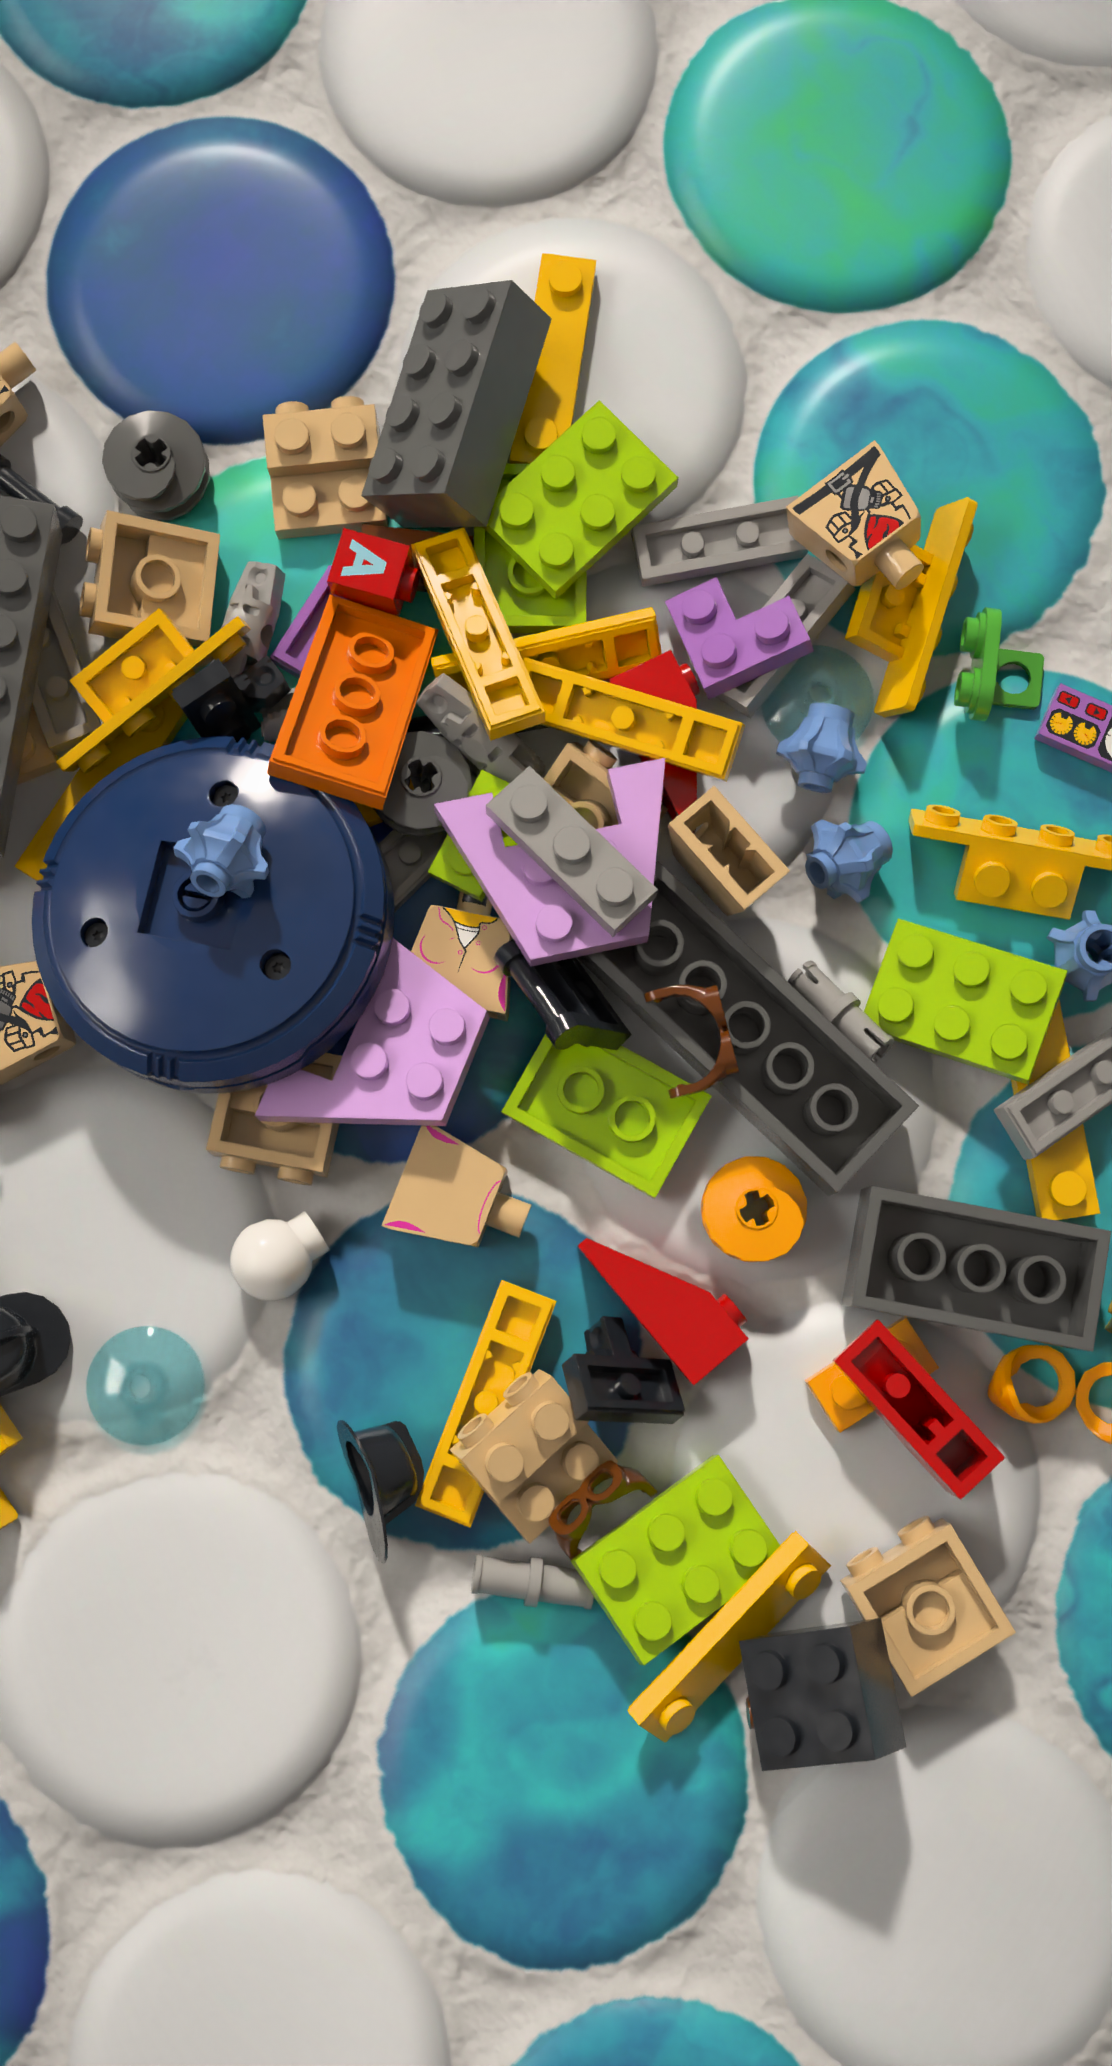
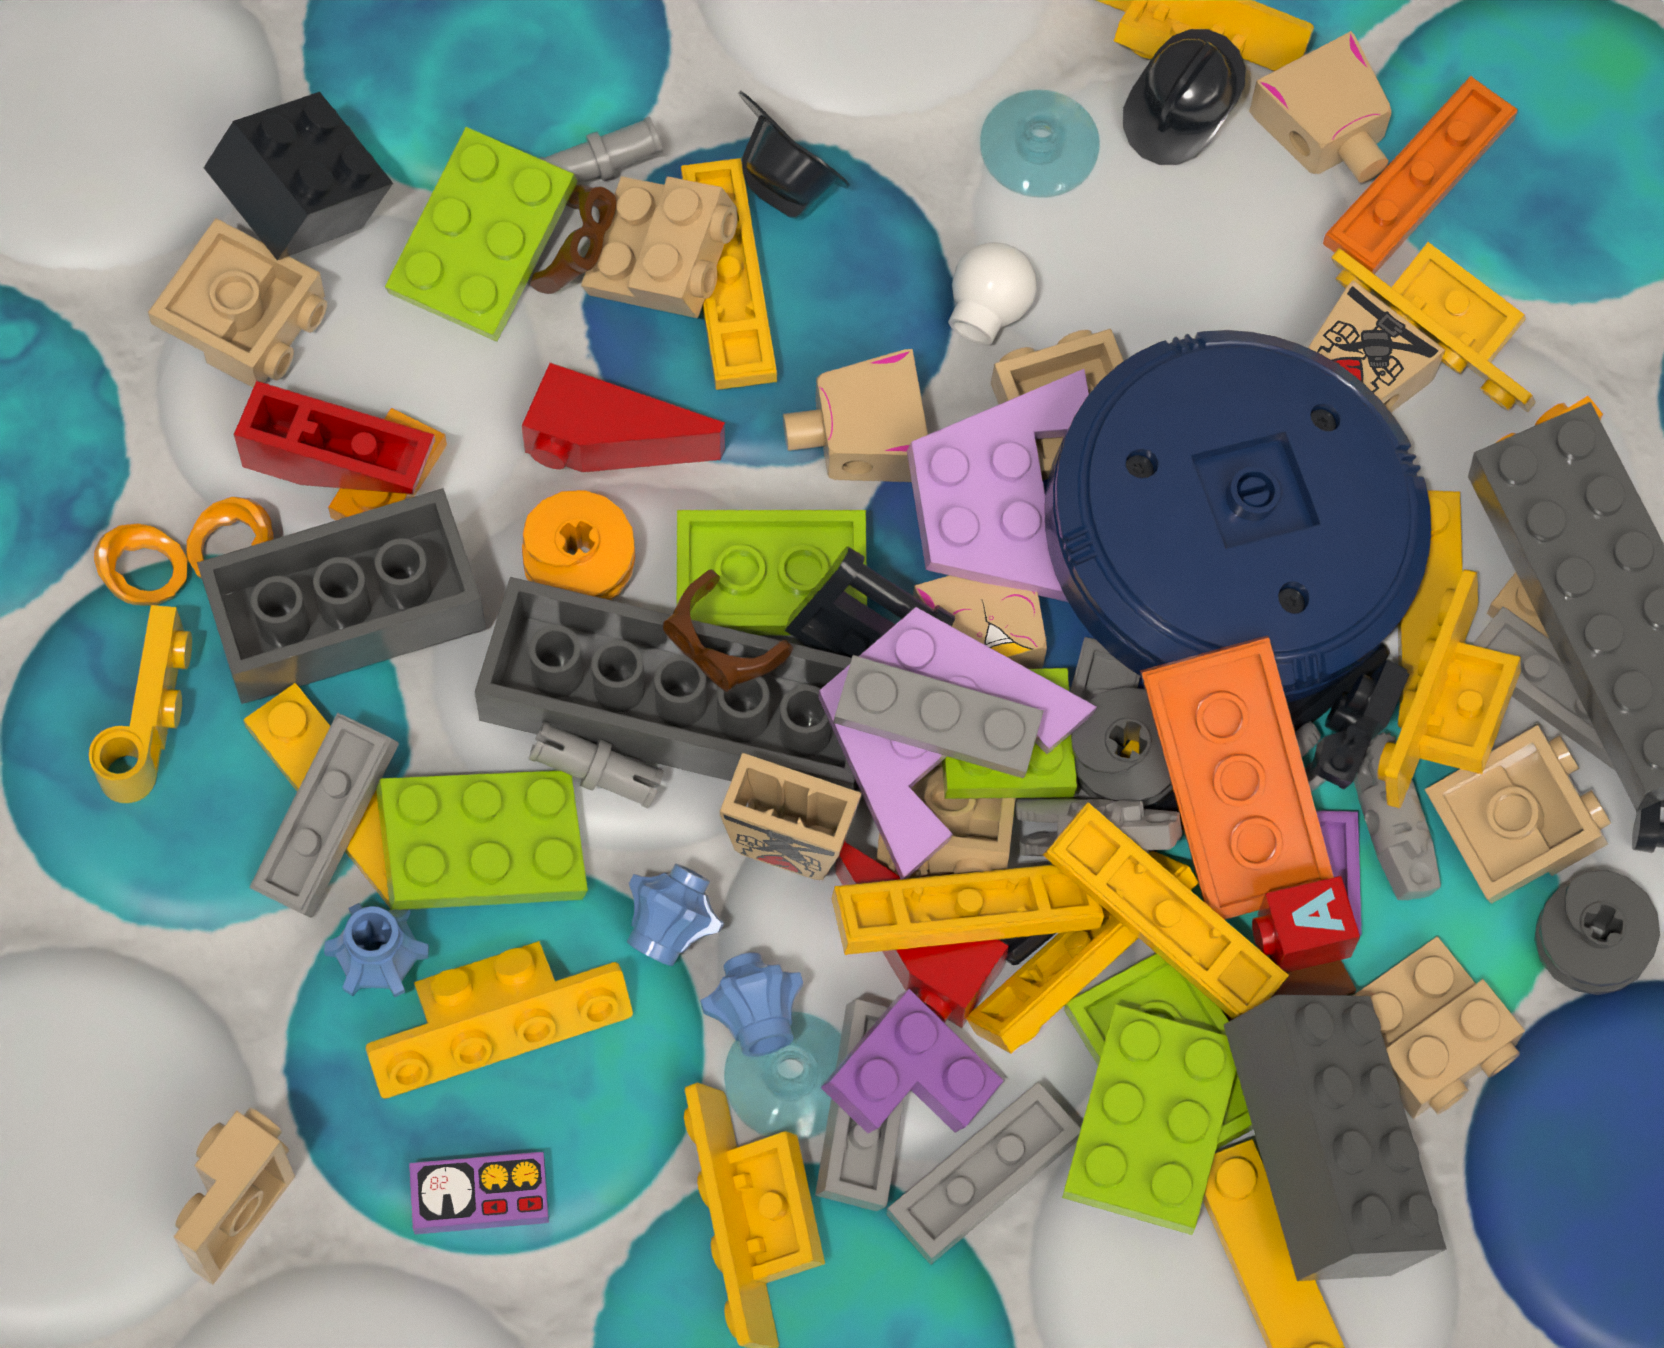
camera: 145 degrees right, 15 degrees down
(225, 852) = (1247, 518): medium blue rock -> none
(616, 1384) = (619, 336): black hinge -> none
(715, 1651) = (390, 229): yellow plate -> none
(860, 521) = (846, 1234): tan torso -> none
(979, 688) = (649, 1206): bright green bracket -> none

